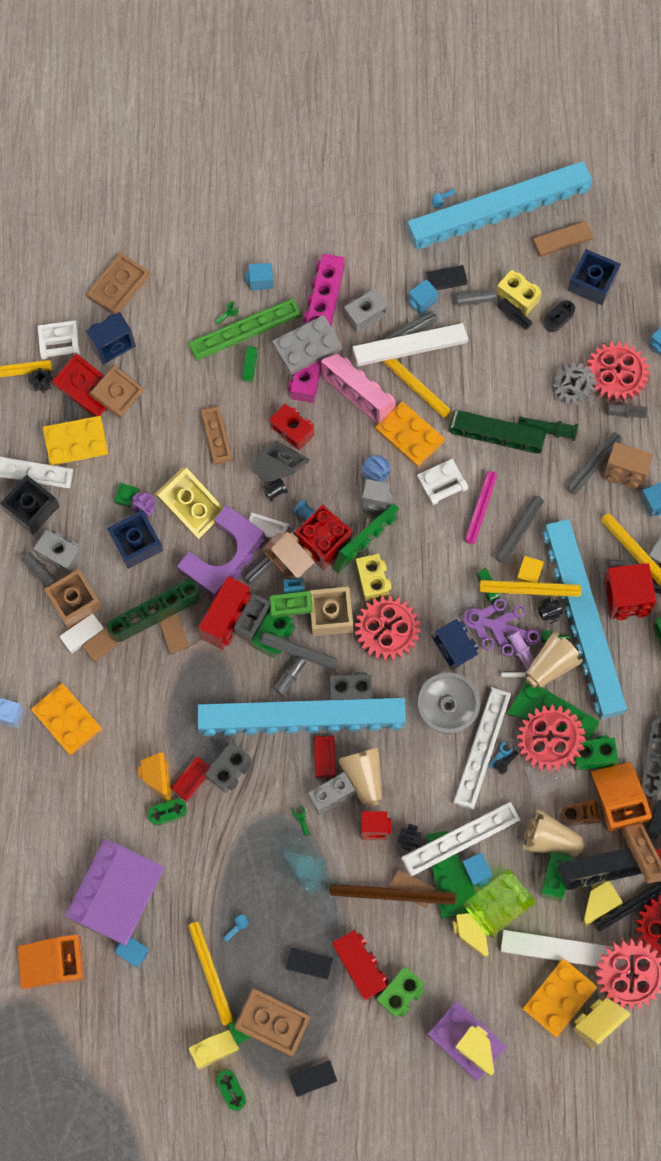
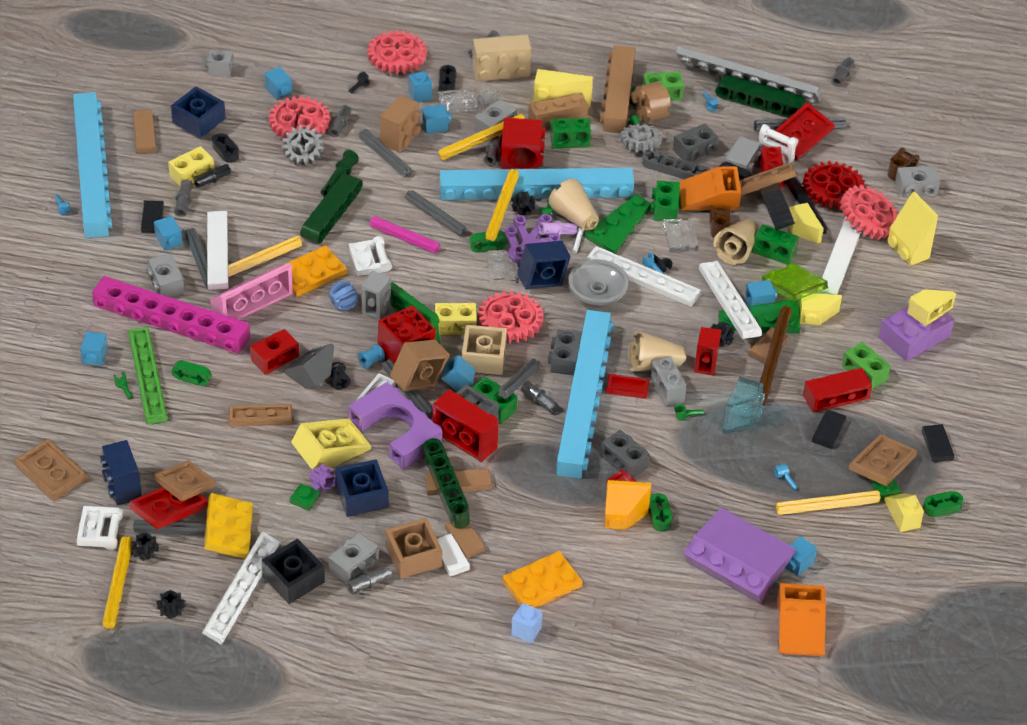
camera: 85 degrees left, 25 degrees down
(291, 604) = (473, 367): bright green plate -> none
(307, 345) = (193, 316): light grey plate -> none
(530, 570) = (480, 210): yellow brick -> none
(553, 720) = (666, 223): coral gear -> none
(559, 997) = (883, 264): light orange plate -> none

